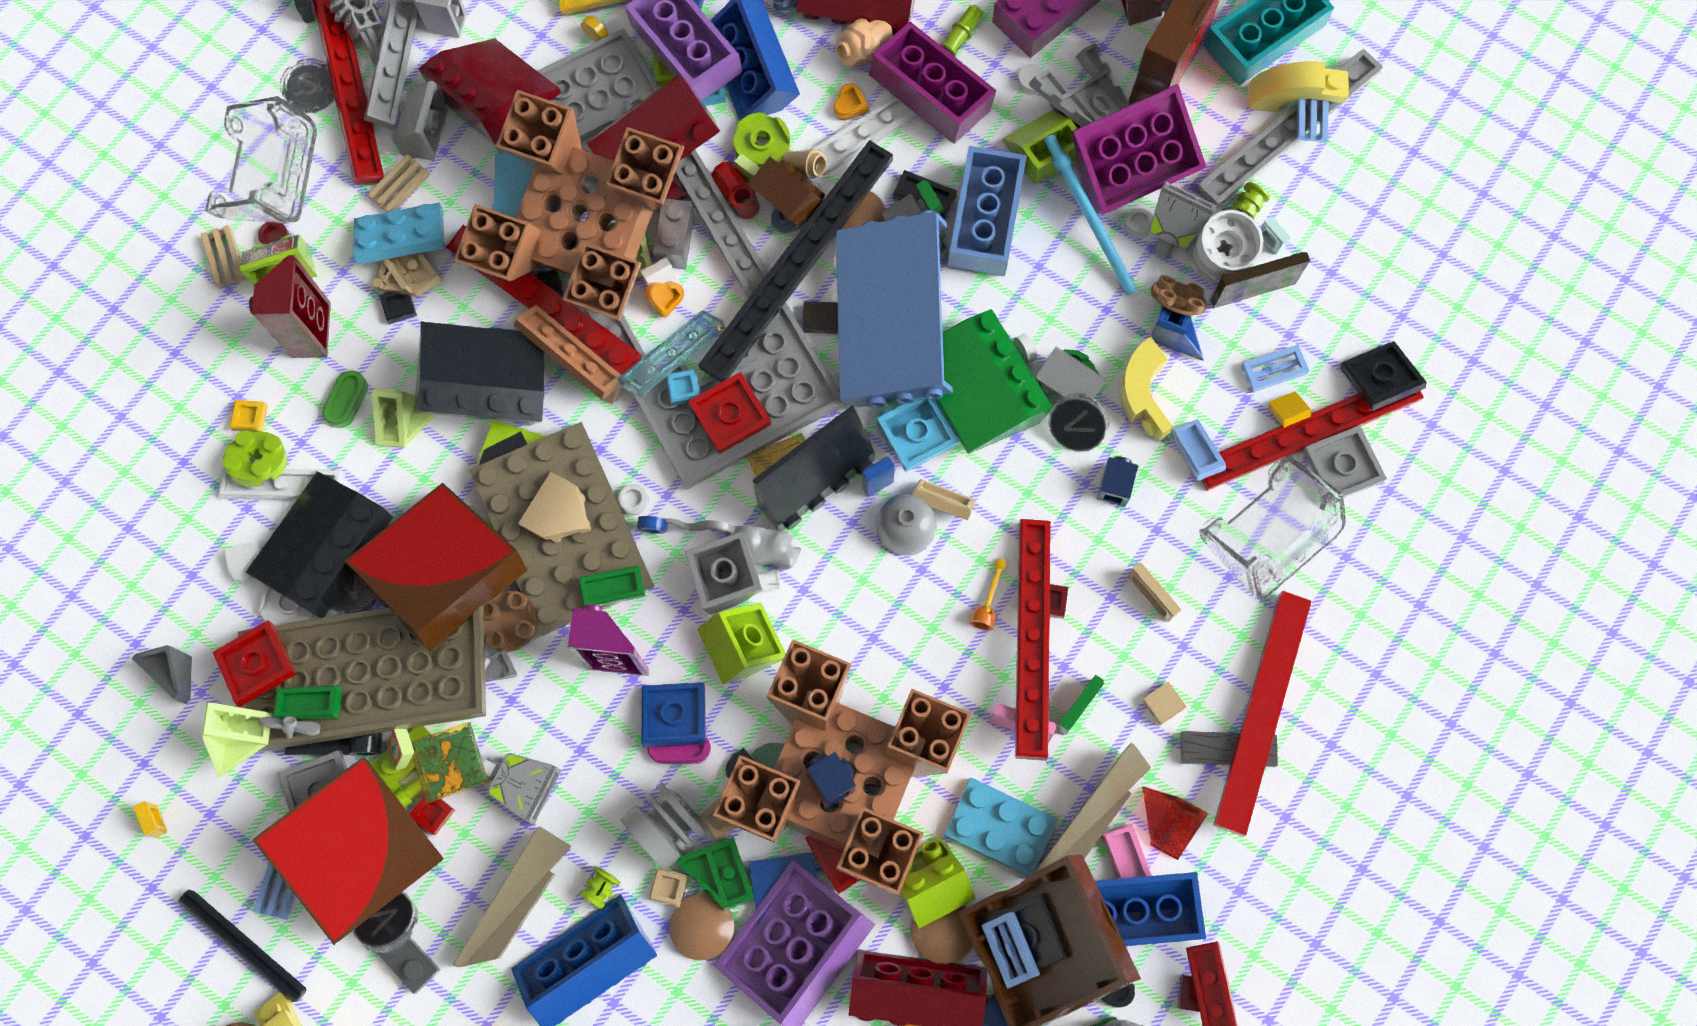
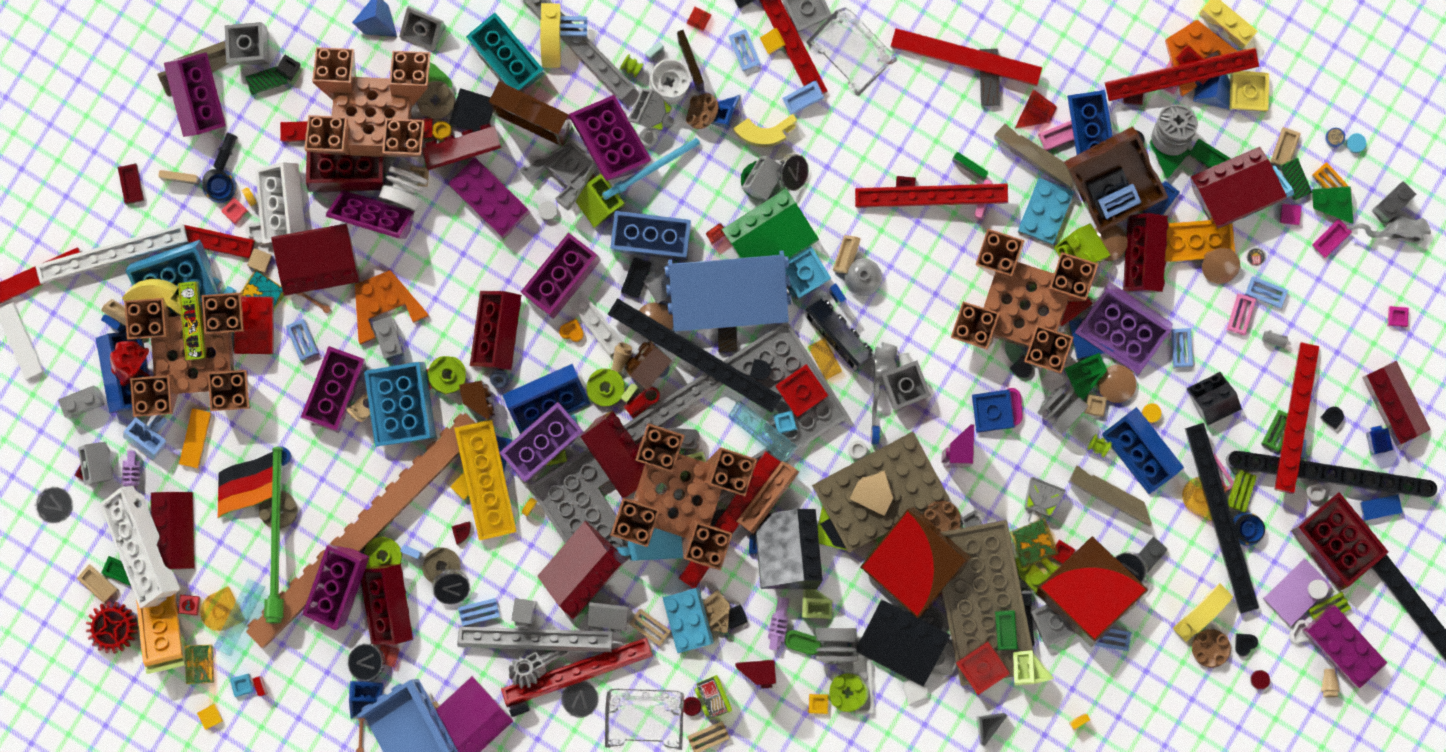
camera: 90 degrees left, 10 degrees up
(242, 945) = (1148, 655): black axle -> none
(290, 725) = (1021, 637): light grey piece -> none
(326, 439) = (836, 645): none -> light grey wheel
(375, 363) = (778, 624): none -> lavender hinge
(400, 748) = (1027, 572): yellowish green tile -> none
(612, 586) = (918, 455): green tile -> none
(647, 983) = (1151, 412): none -> yellow tile
(659, 272) = (708, 445): white tile -> none
(664, 297) = (720, 439): light orange tile -> none
(717, 827) = (1052, 379): tan tile -> none
(741, 642) = (946, 373): lime slope -> none
(768, 355) = (760, 369): none -> black tile
(831, 778) = (1031, 308): dark blue brick -> none
(860, 41) = (532, 323): light nougat head -> none
(930, 197) = (649, 271): green tile -> none
(962, 29) = (514, 258): lime axle -> none
(984, 301) = (715, 233): none -> clear red tile
(984, 616) = (917, 226): hinge -> none
(1026, 347) = (743, 207): white tile -> none
(1117, 481) = (827, 147): dark blue brick -> none
(1154, 592) = (897, 123): tan tile -> none
(1164, 703) = (964, 116): tan tile -> none
(1323, 304) = (698, 19): none -> clear red tile

